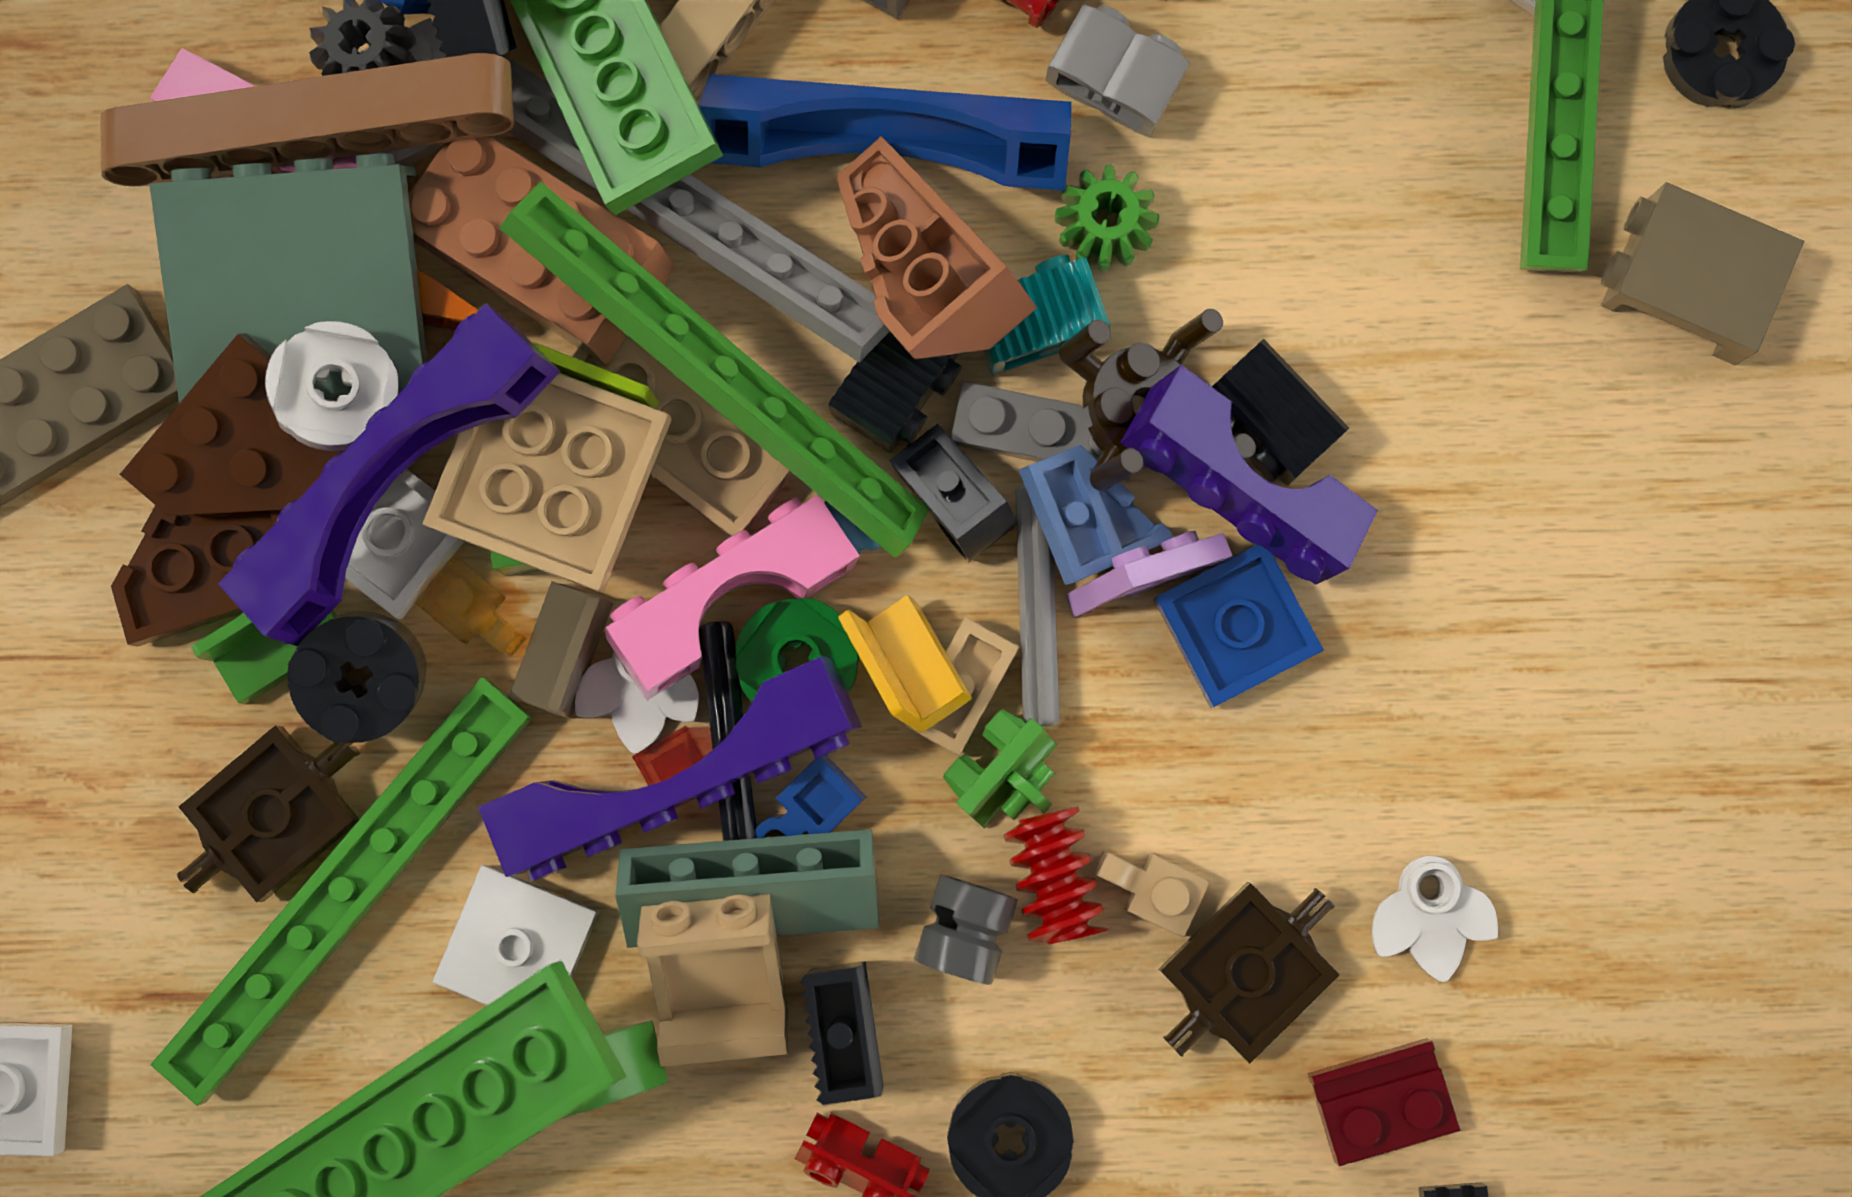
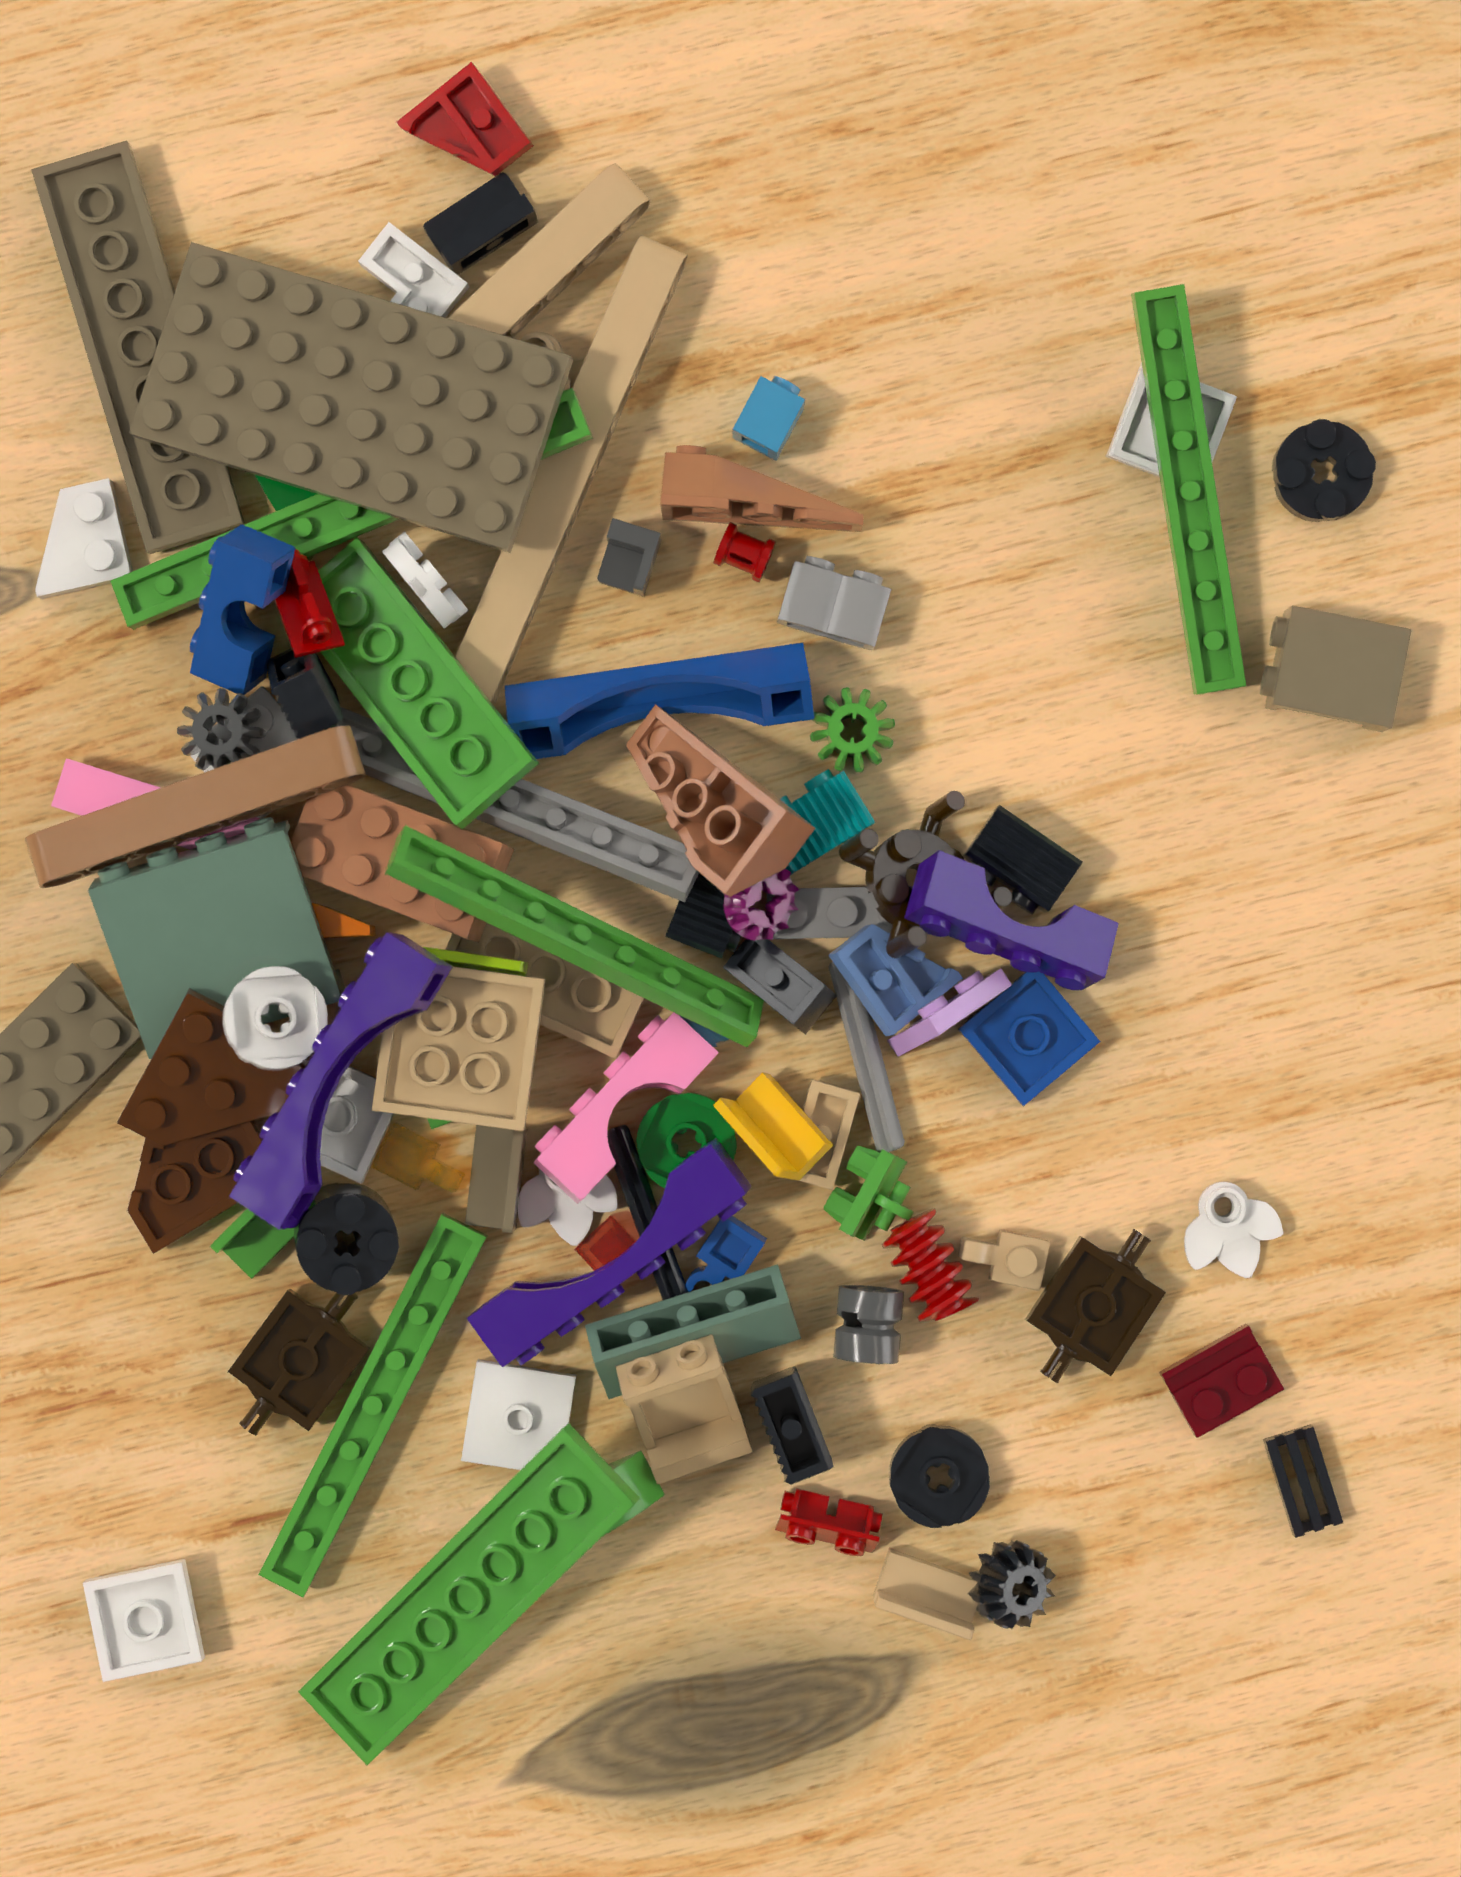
camera: 20 degrees left, 5 degrees up
(937, 409) = (754, 922): none -> magenta gear

